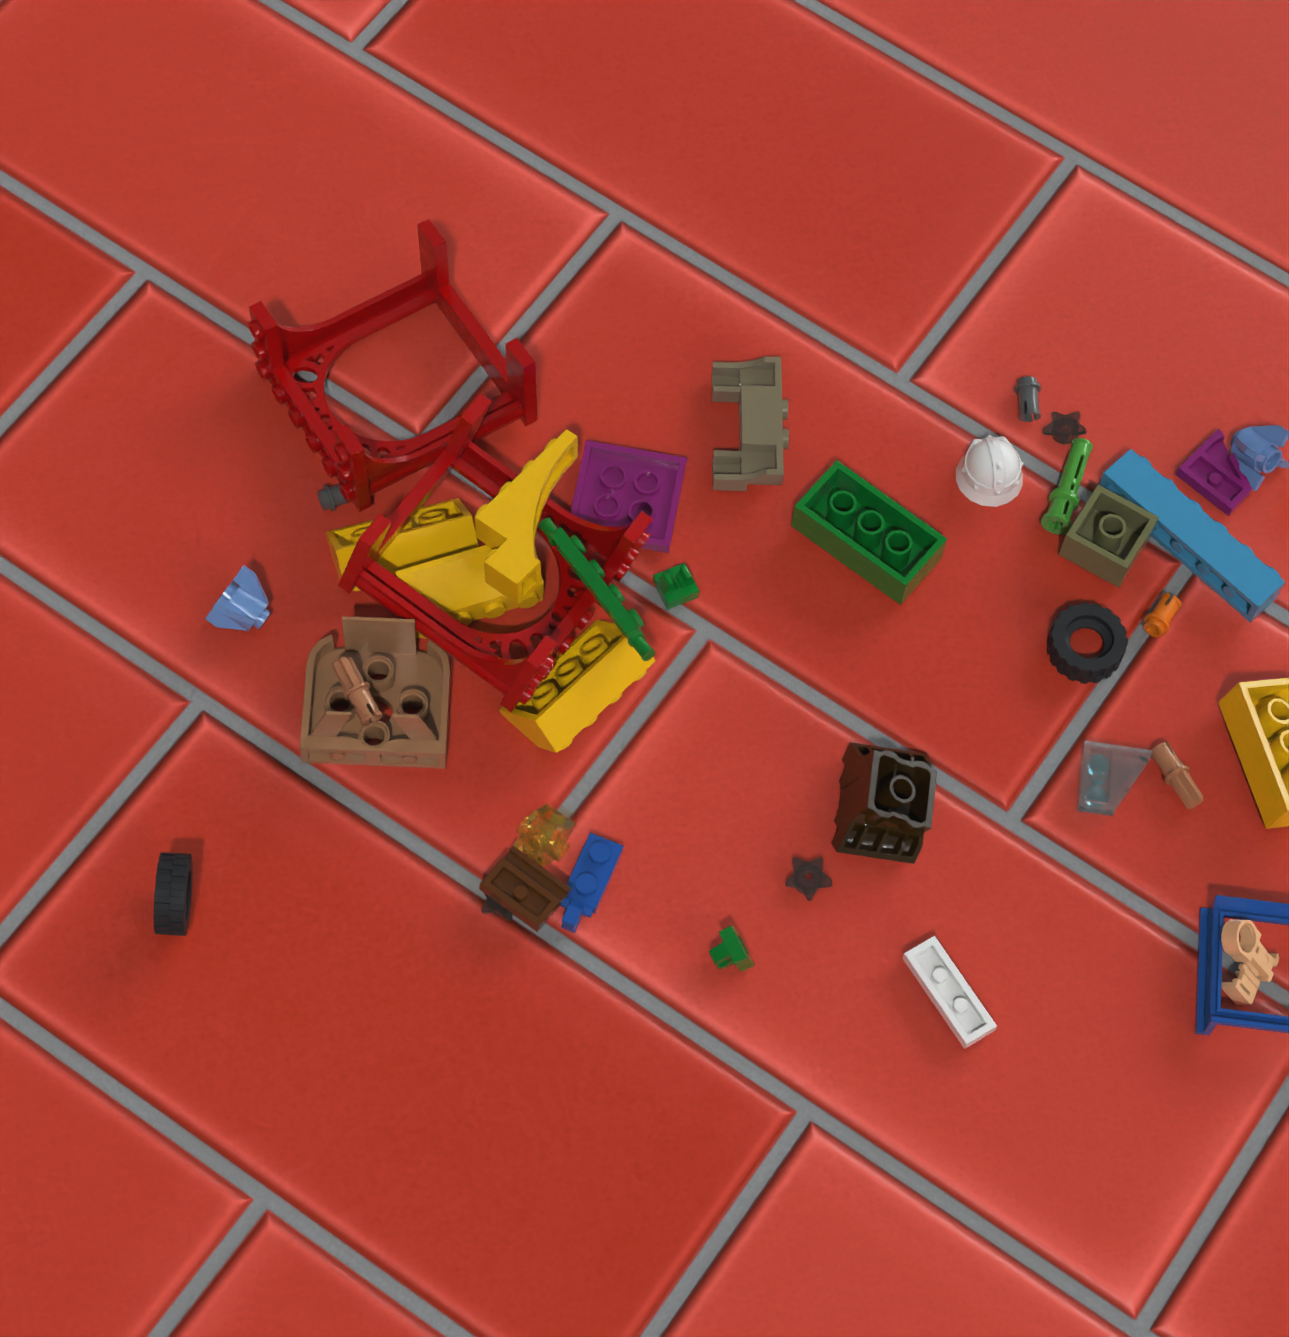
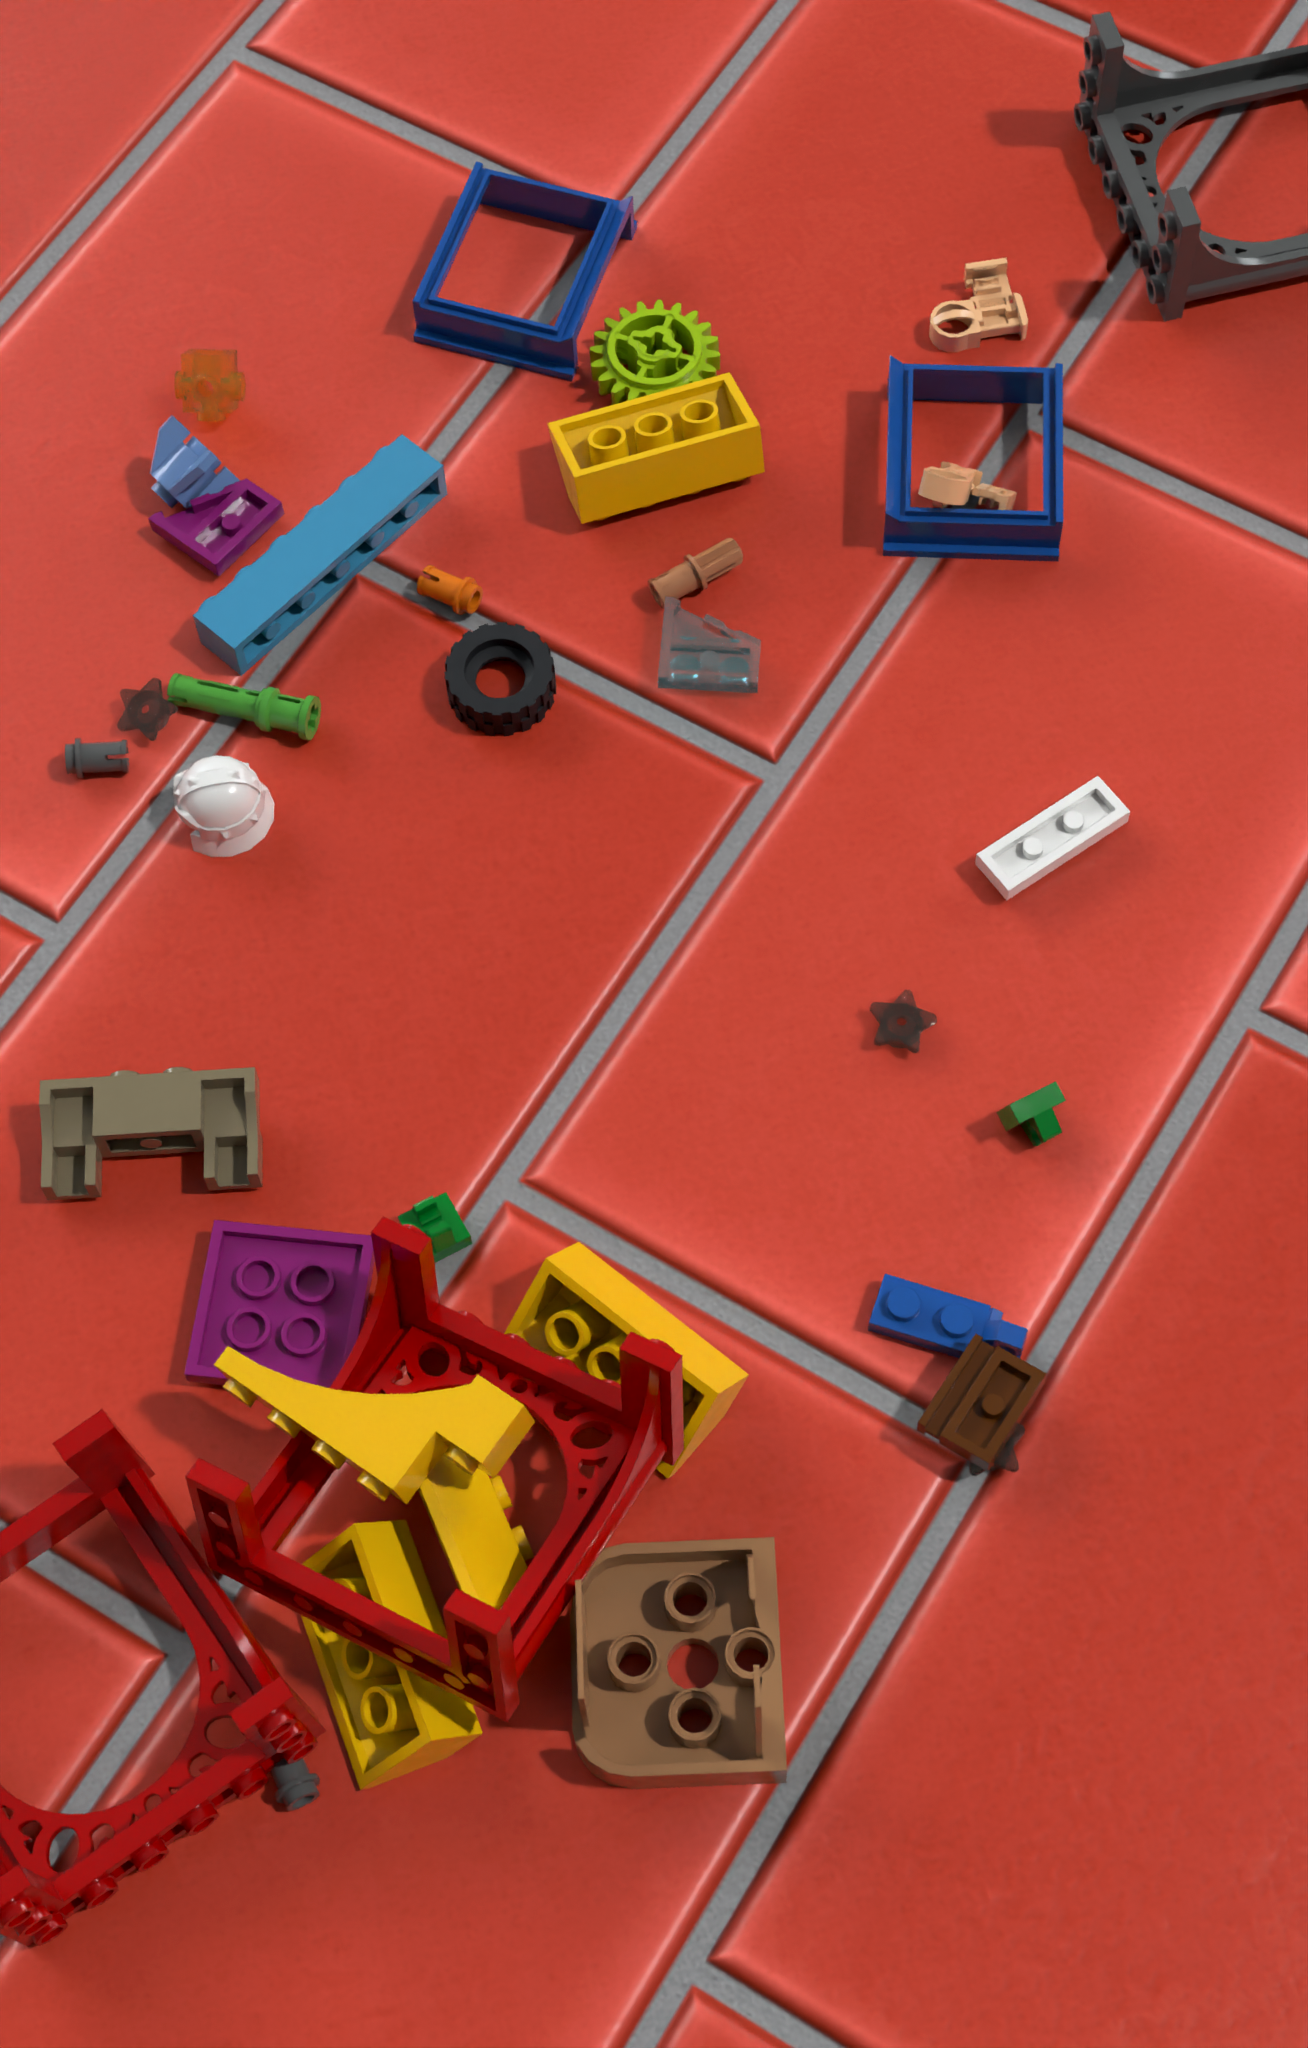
camera: 85 degrees left, 0 degrees up
(173, 894) = (1073, 1946): black tyre -> none
(241, 603) = (517, 1910): medium blue brick -> none
(357, 691) = (687, 1679): nougat axle -> none
(544, 835) = (891, 1380): clear yellow brick -> none
(607, 596) = (502, 1293): green plate -> none
(868, 532) = (341, 954): green brick -> none
(884, 803) = (776, 924): dark brown slope -> none
(1108, 536) = (334, 645): olive brick -> none

